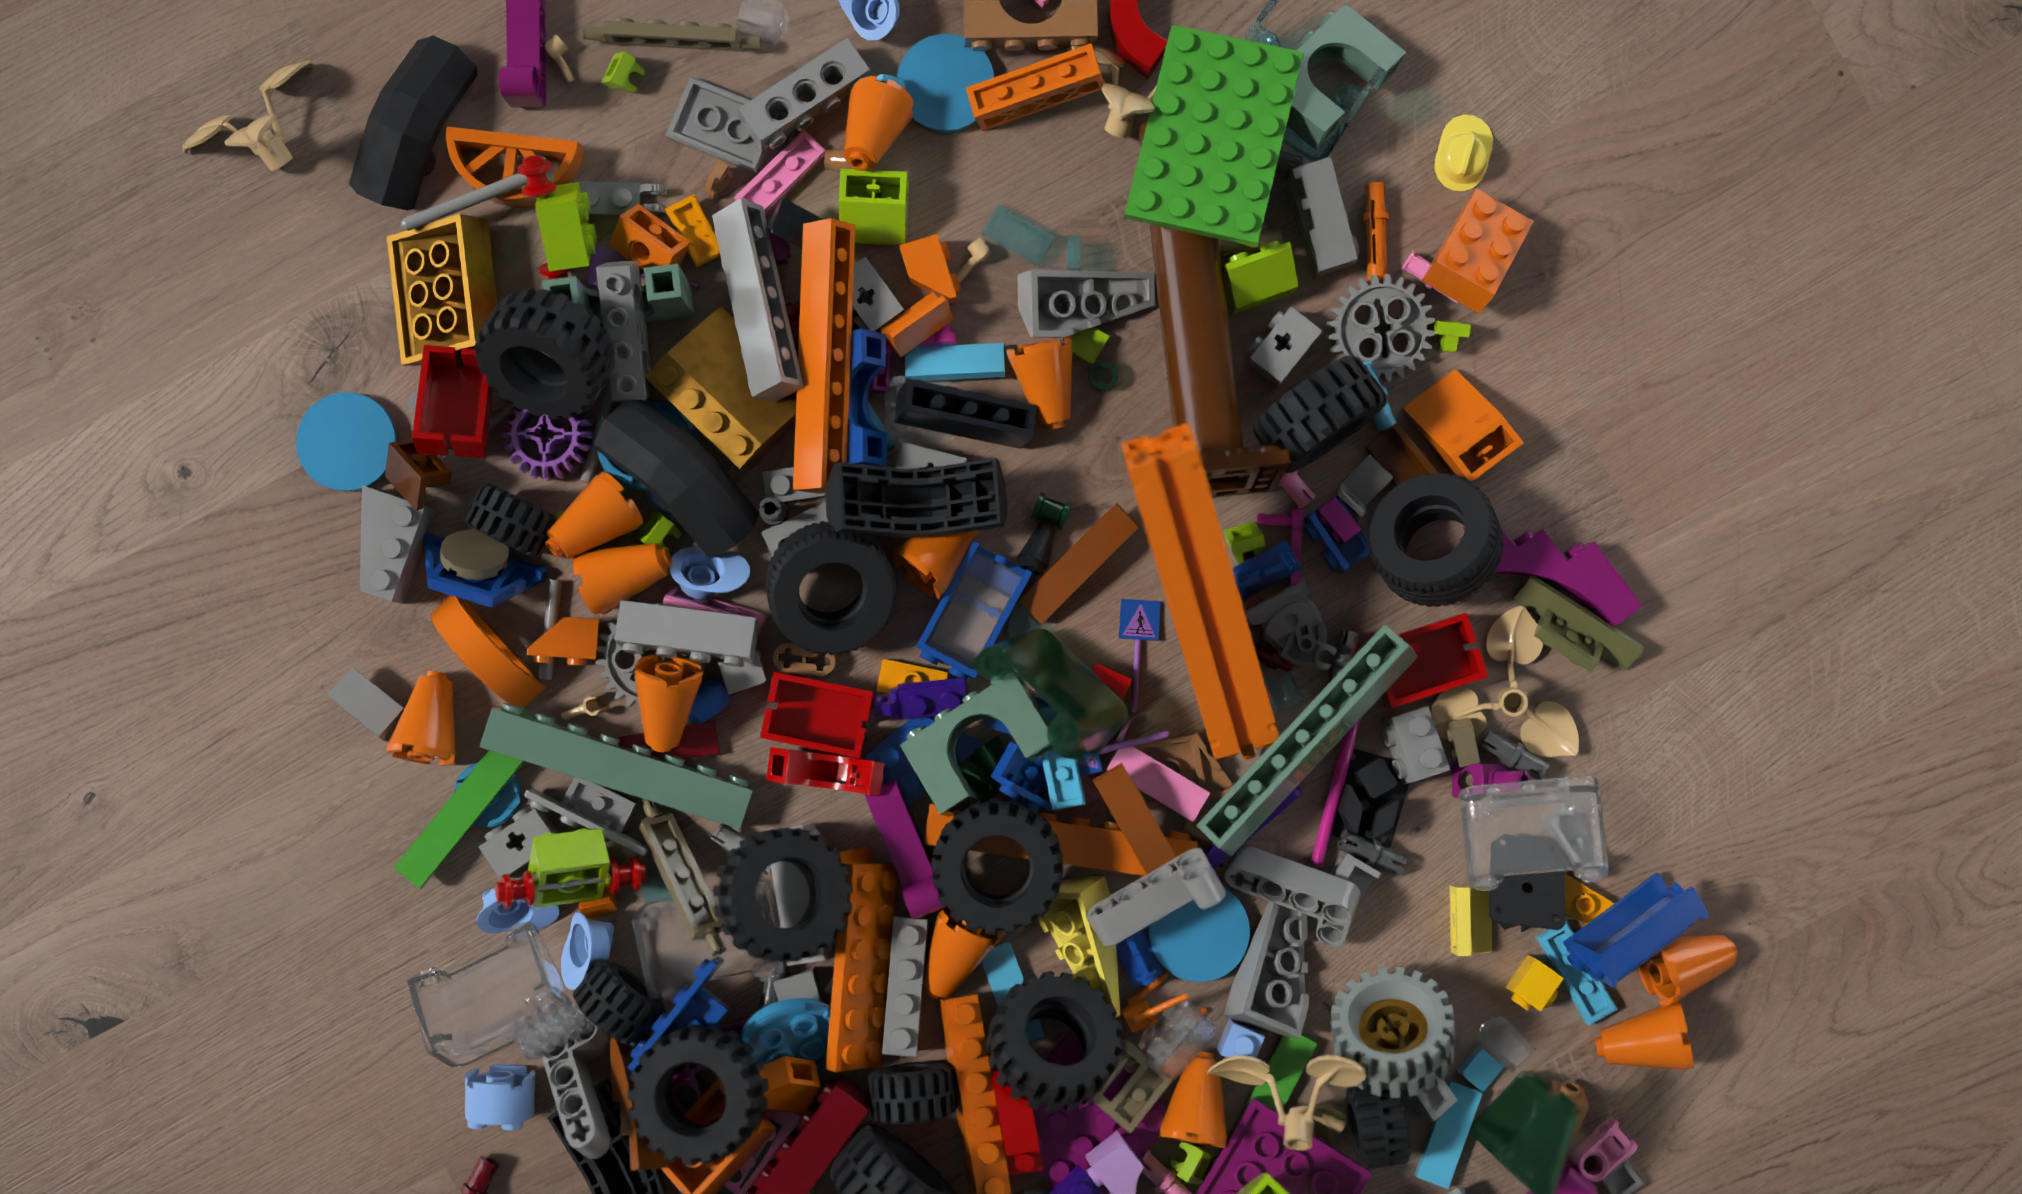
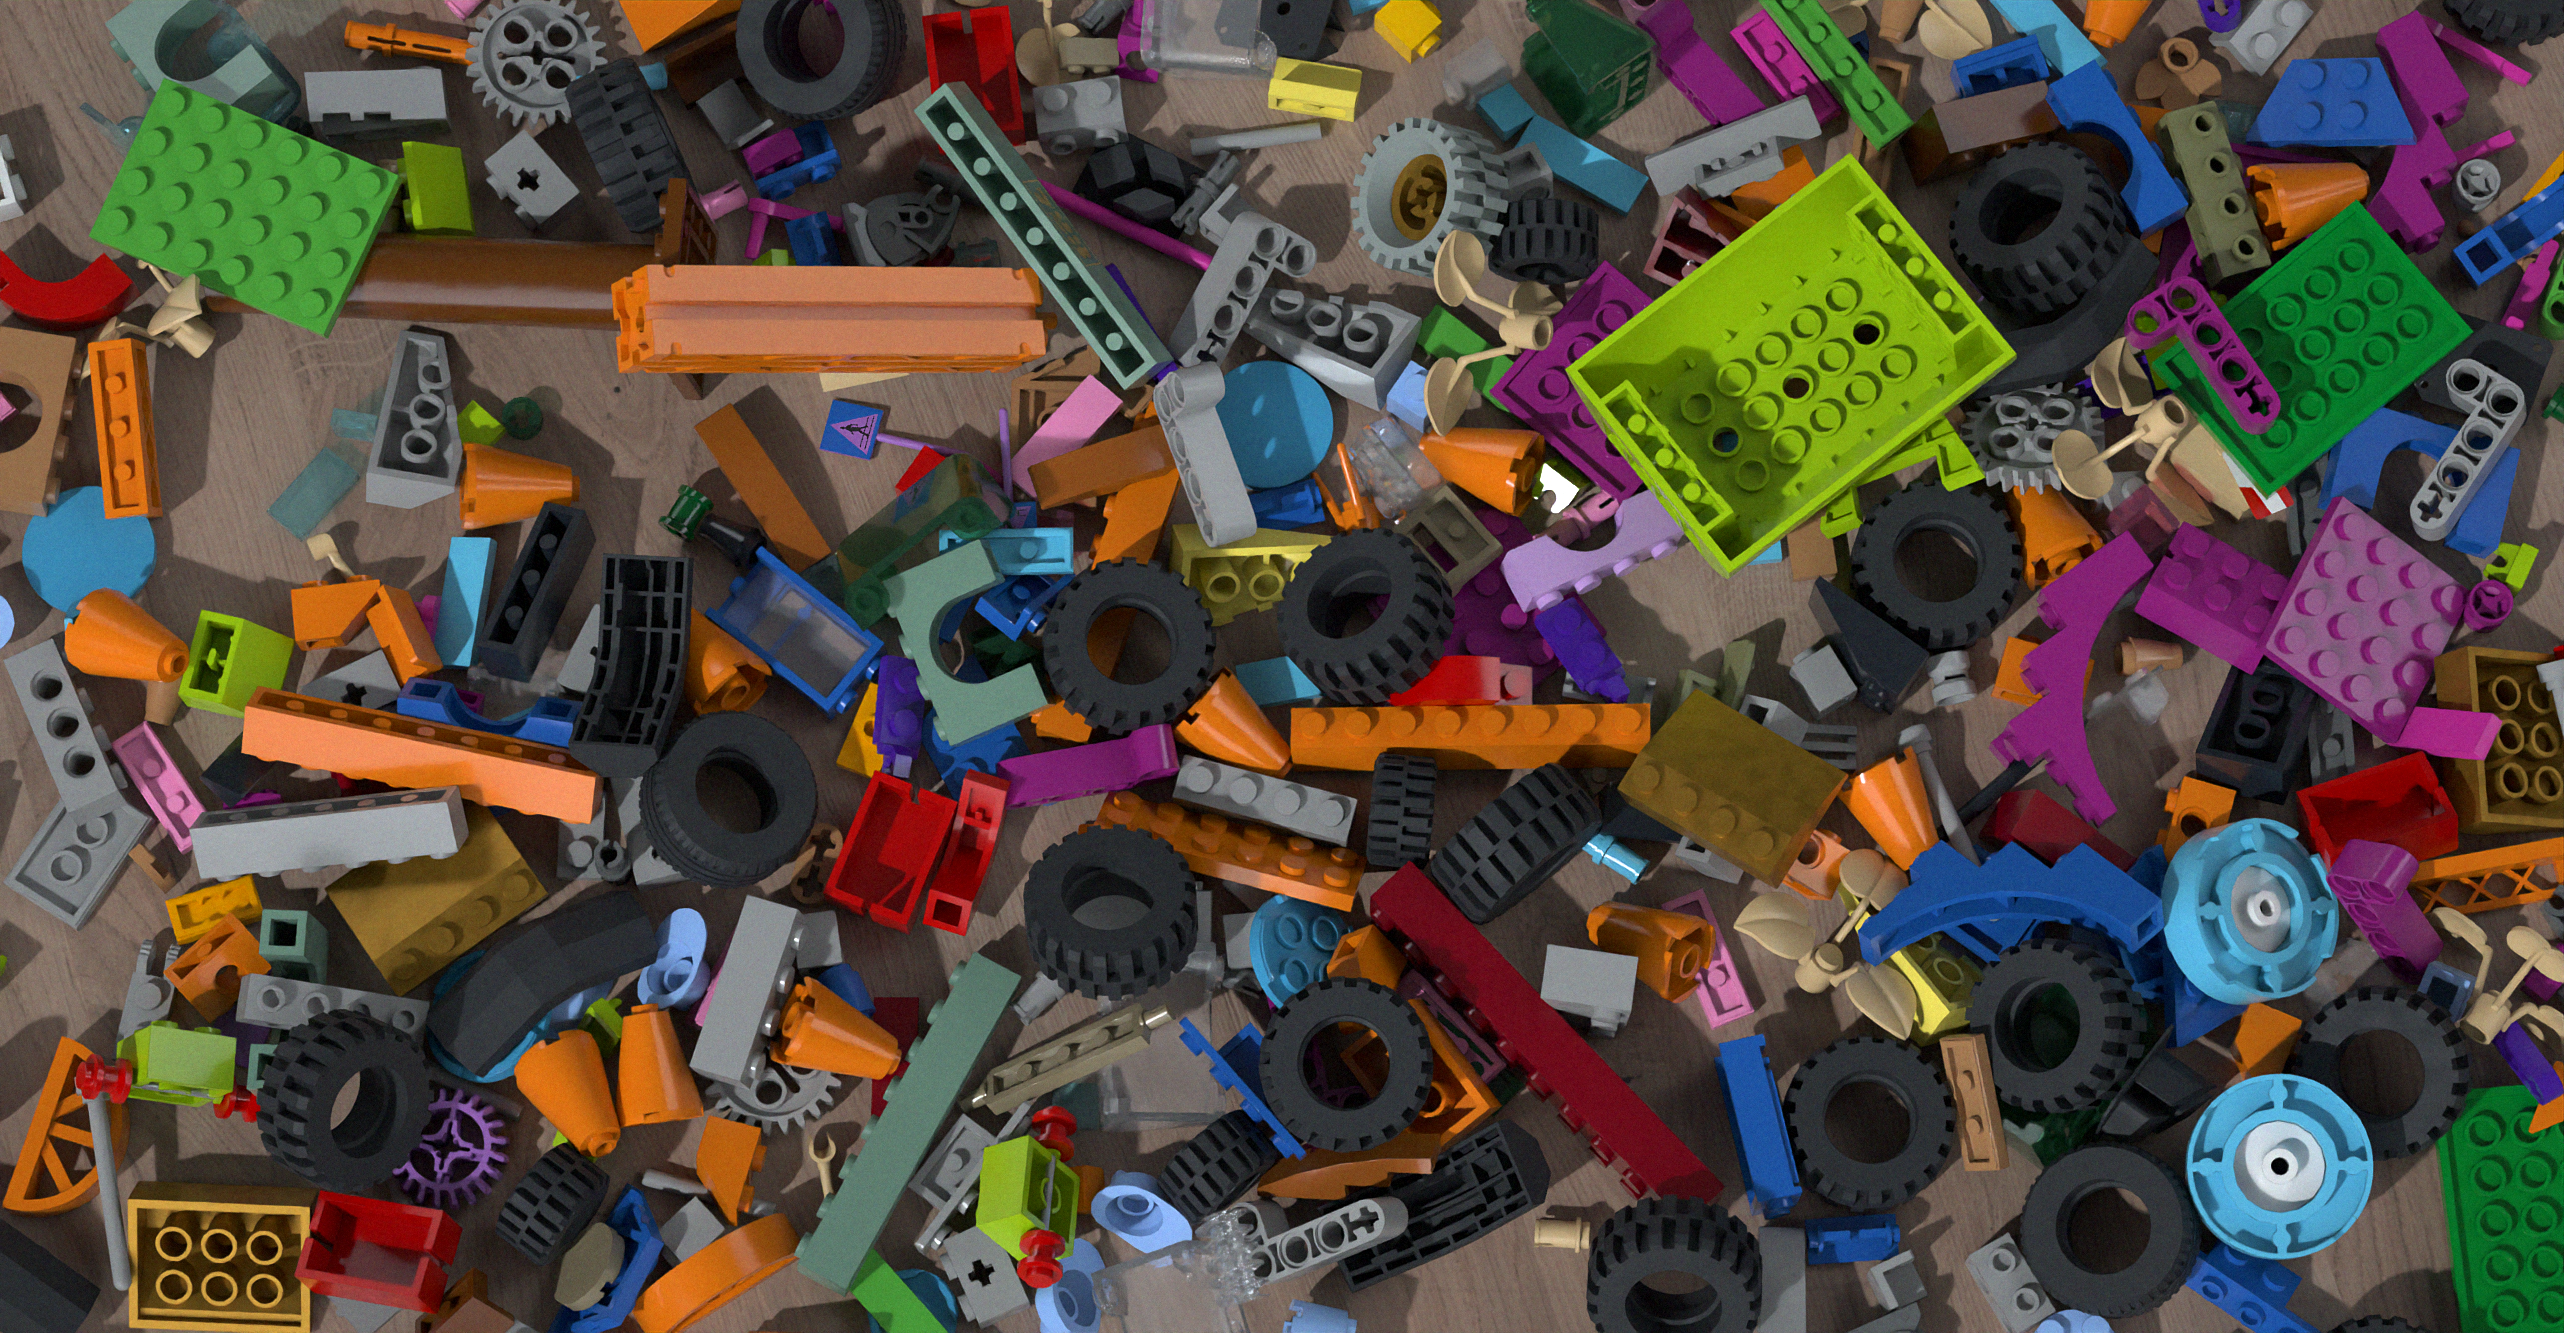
camera: 80 degrees left, 10 degrees down
(514, 623) = (689, 1232): none -> light grey brick
(1422, 881) = (1256, 139): none -> light grey bar

